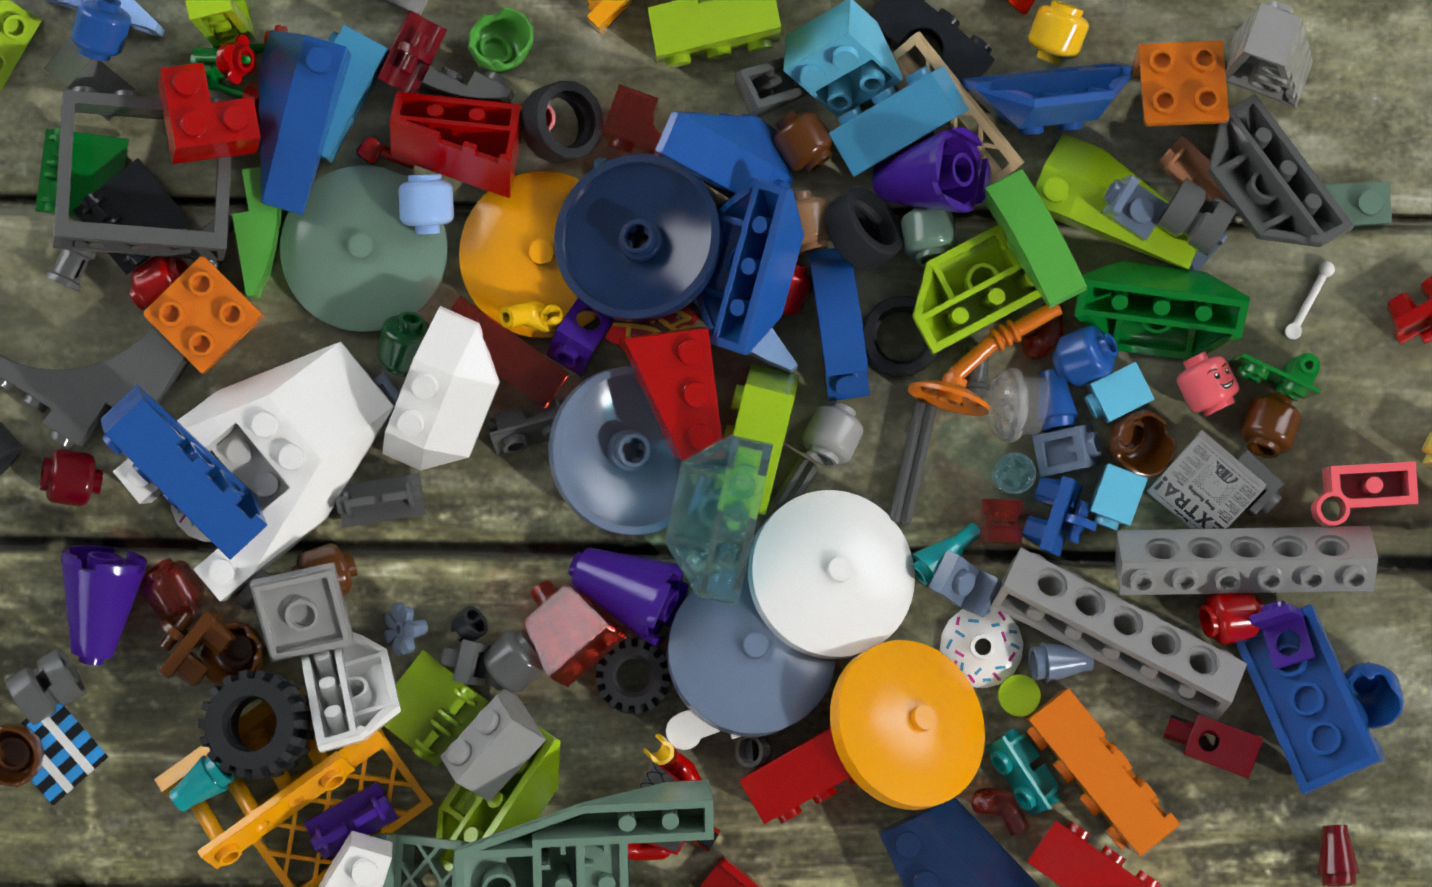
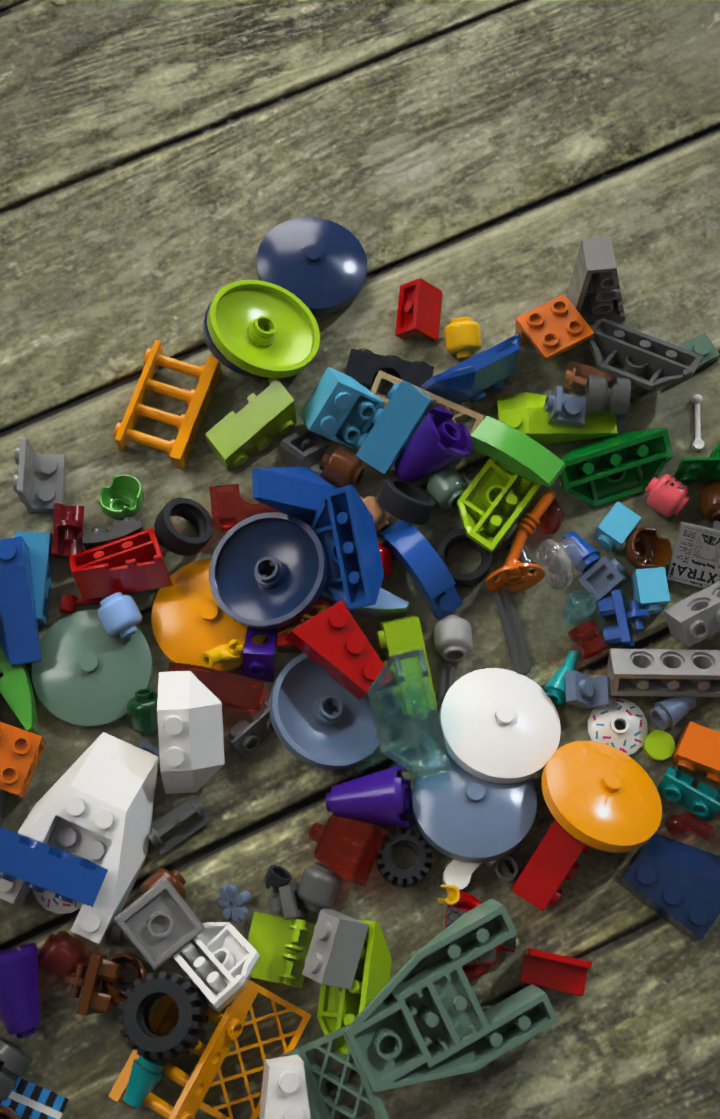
camera: 30 degrees left, 15 degrees down
(360, 813) = (266, 1044): dark purple hinge -> none
(1085, 355) = (584, 513): blue head -> none

